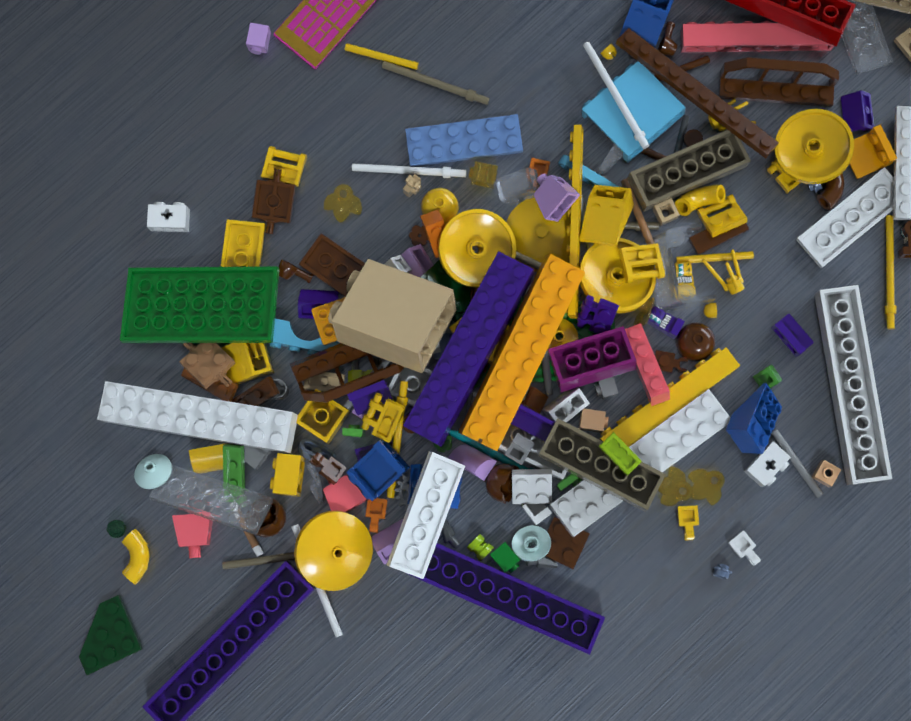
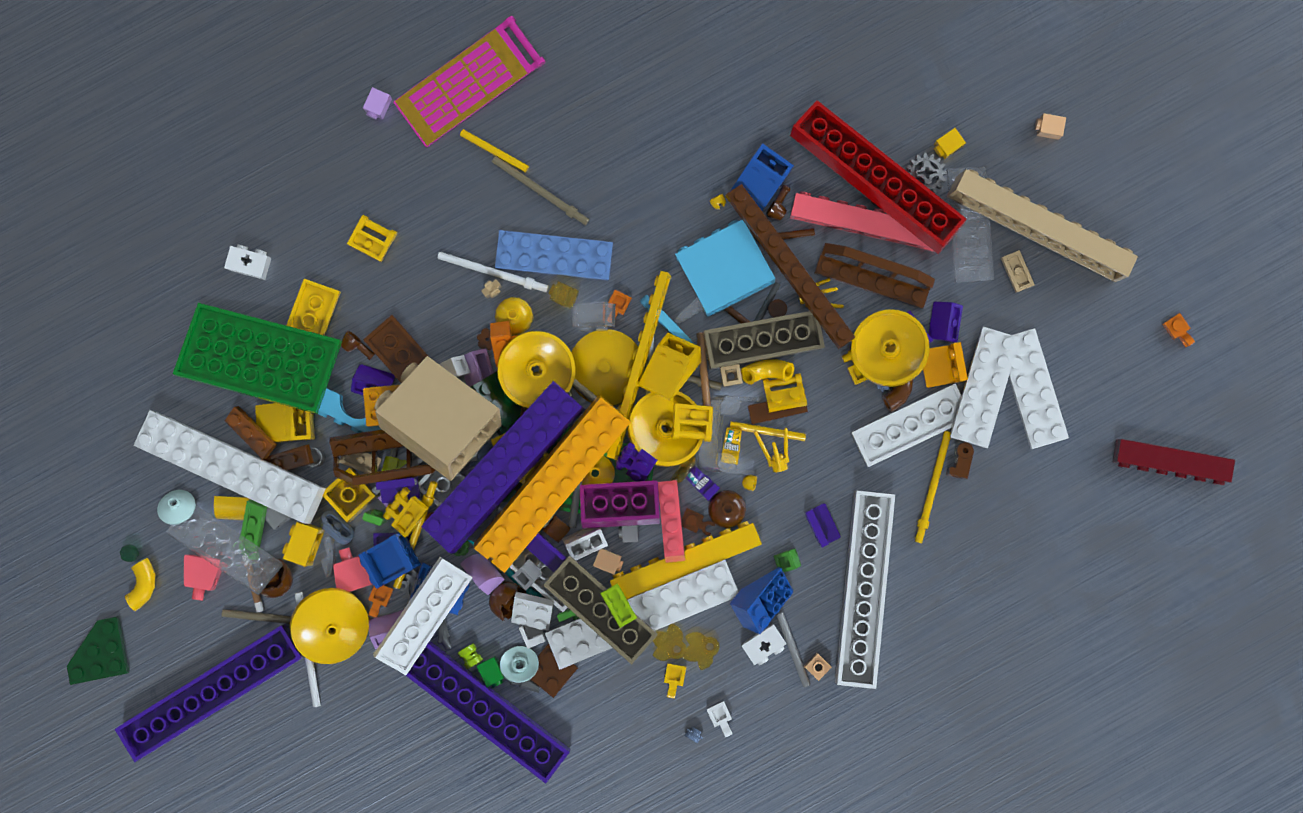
camera: 10 degrees right, 5 degrees up
(207, 363) = (251, 417): medium nougat plate -> none
(273, 201) = (353, 271): reddish brown plate -> none
(330, 469) = (344, 548): plate -> none
(343, 206) = (420, 292): clear yellow plate -> none
(554, 196) = (623, 337): lavender torso -> none
(638, 134) = (722, 295): white bar -> none

